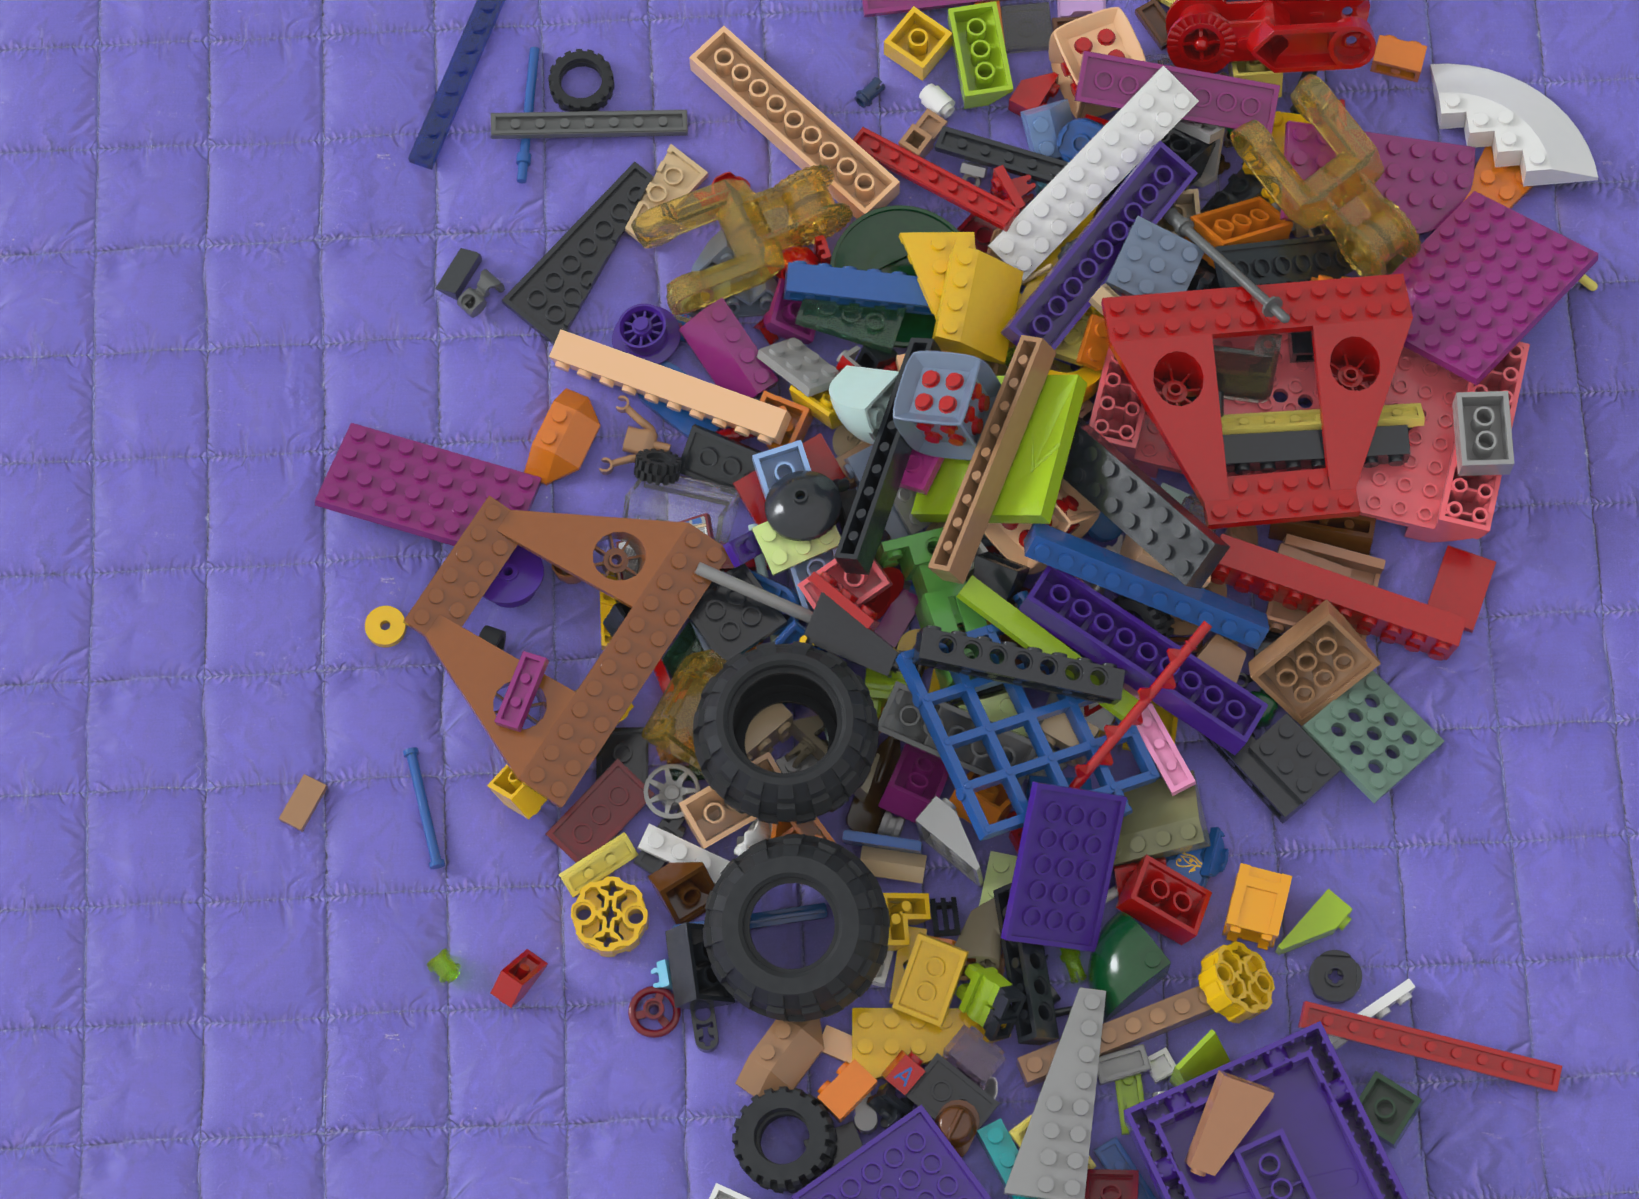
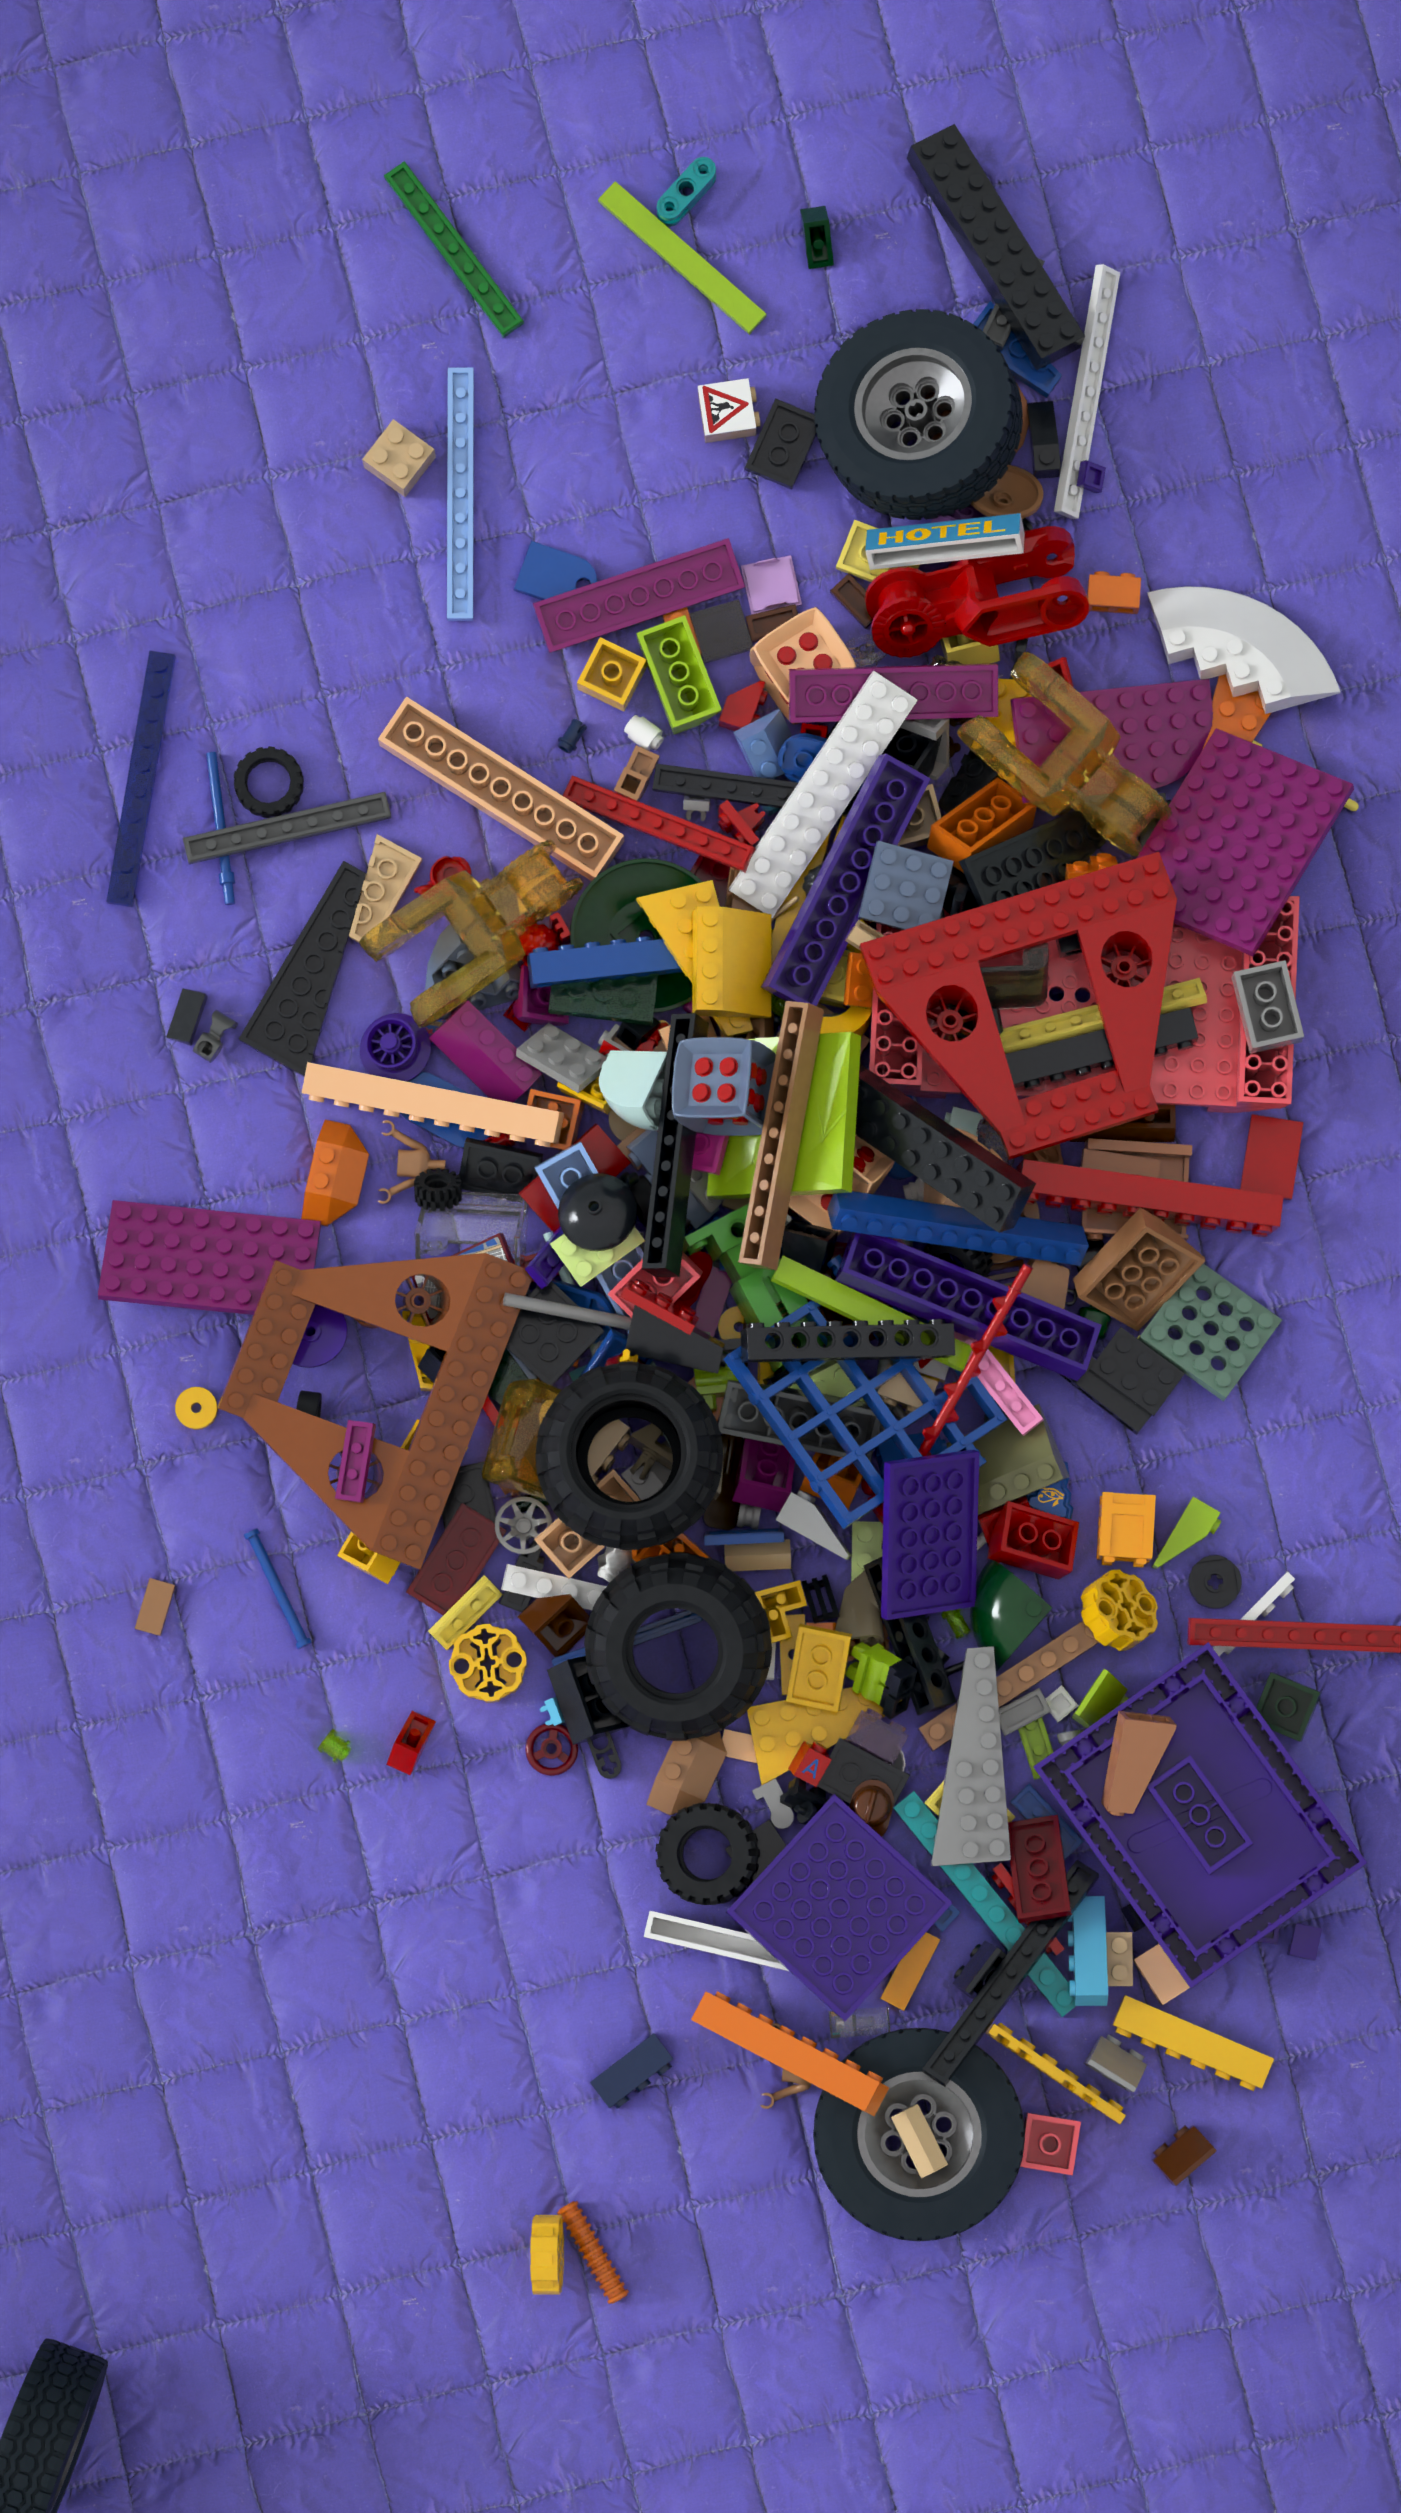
camera: 10 degrees left, 10 degrees up
(846, 1090) = (758, 1793): orange brick -> none
(1185, 228) = (928, 840): dark grey bar -> none
(1216, 855) = (1077, 1484): blue tile -> none

